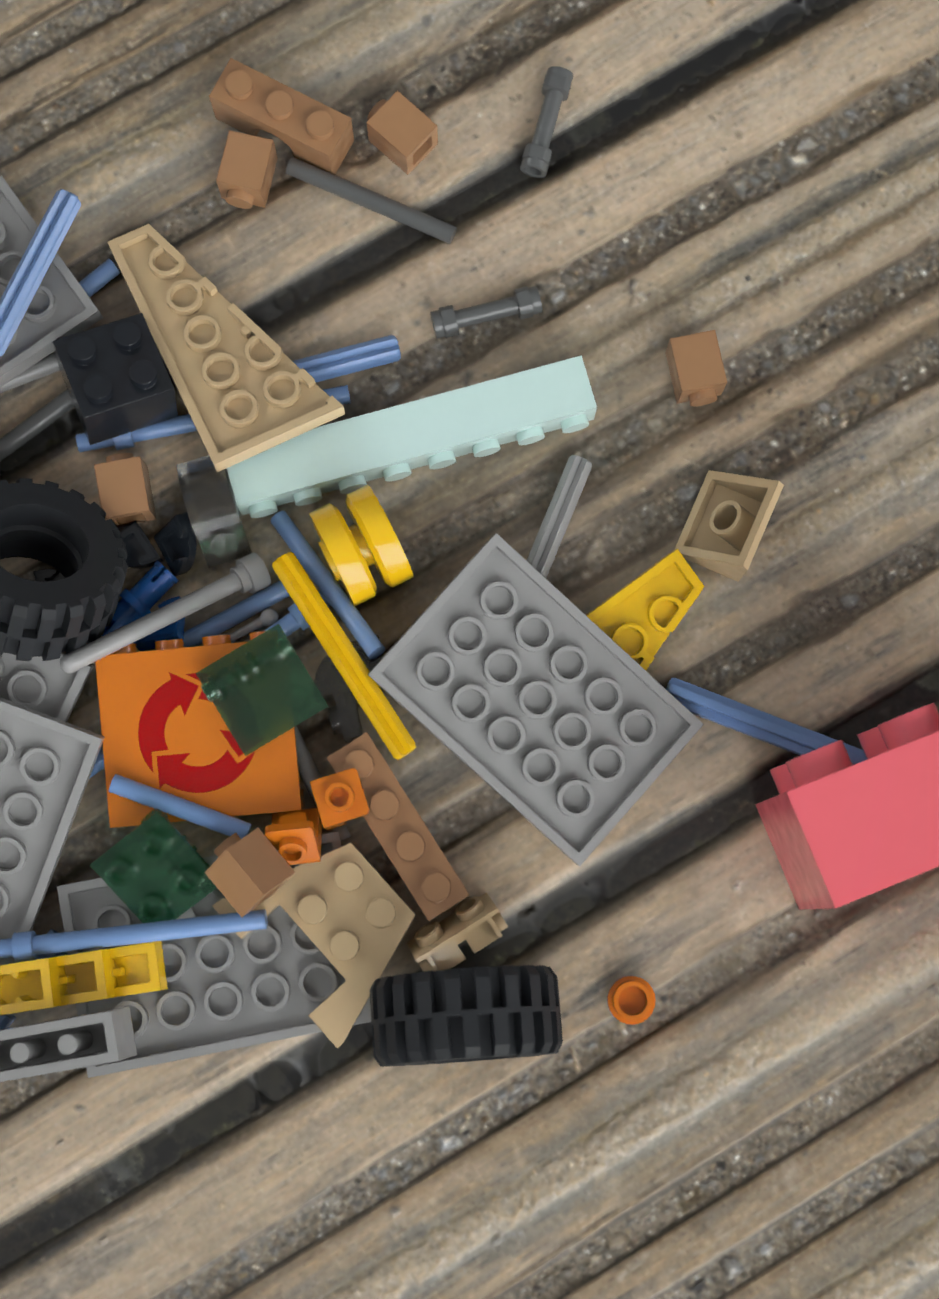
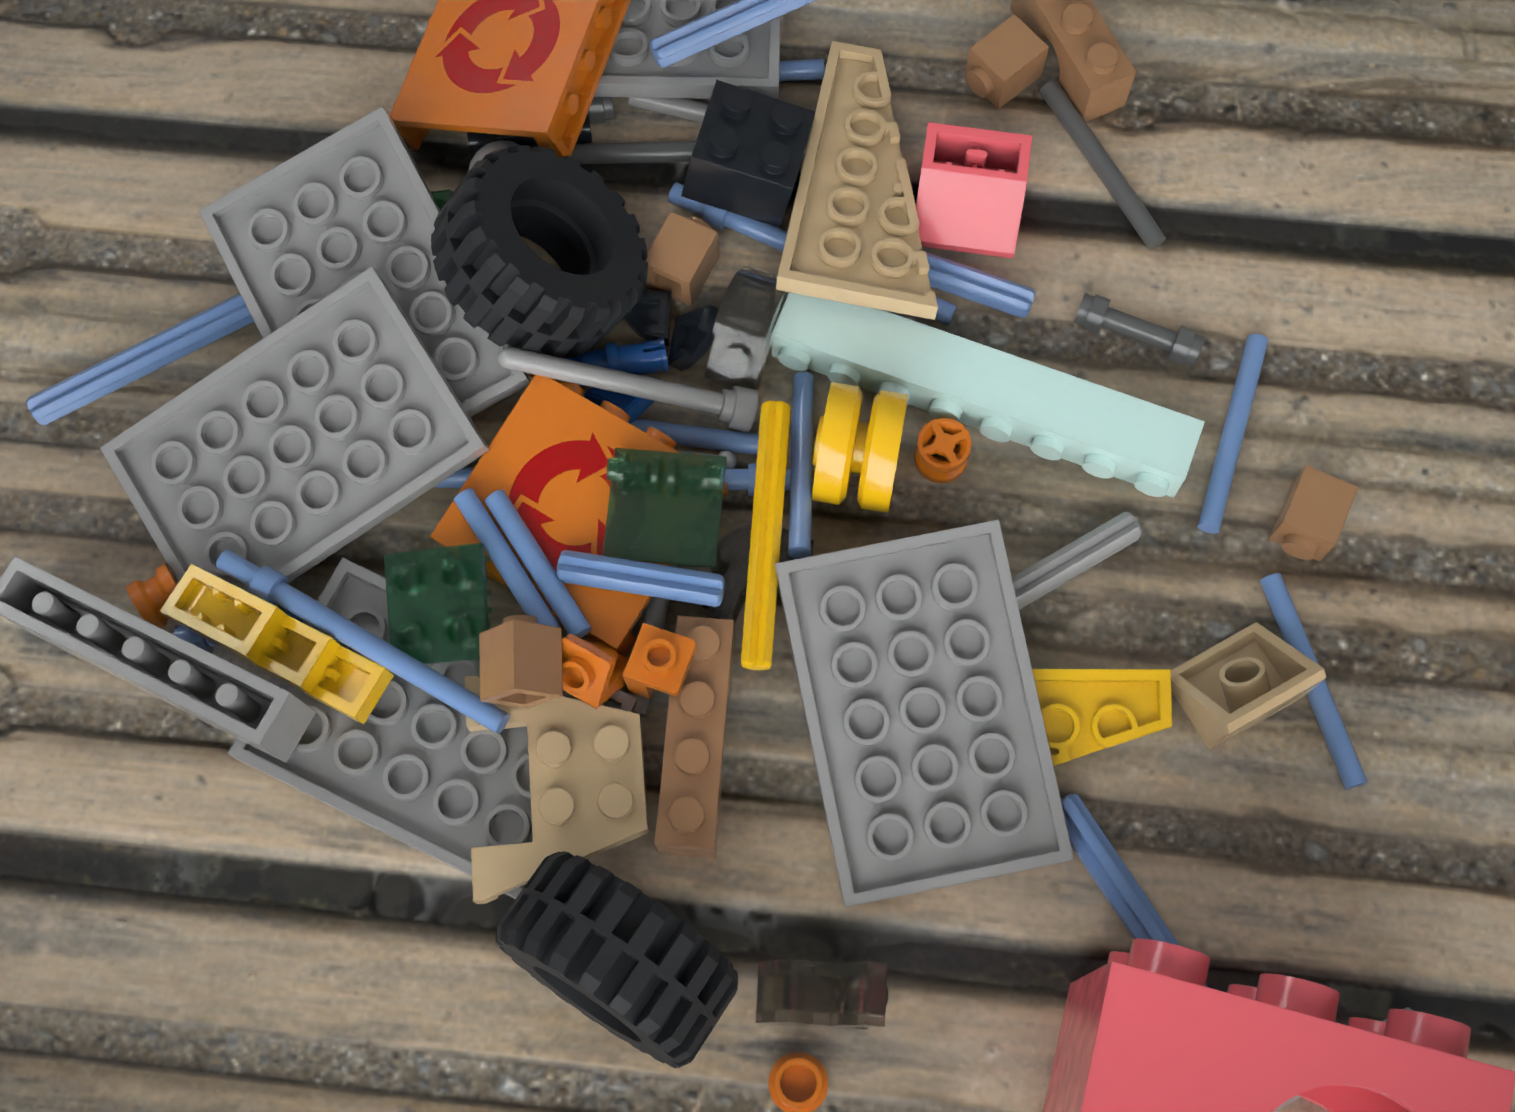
camera: 40 degrees right, 10 degrees down
(202, 792) = (537, 564): none -> medium blue bar
(282, 751) = (641, 578): none -> medium blue axle
(296, 291) = (972, 189): none -> coral slope
(401, 131) = (1175, 121): medium nougat brick -> none
(418, 493) = (947, 439): none -> orange wheel
(474, 920) = (696, 882): tan hinge -> none
(555, 89) = (1352, 180): dark grey bar -> none
(602, 343) = (1233, 434): none -> medium blue bar
(607, 934) = (822, 994): none -> clear smoke brick
(788, 496) = (1319, 697): none -> medium blue bar

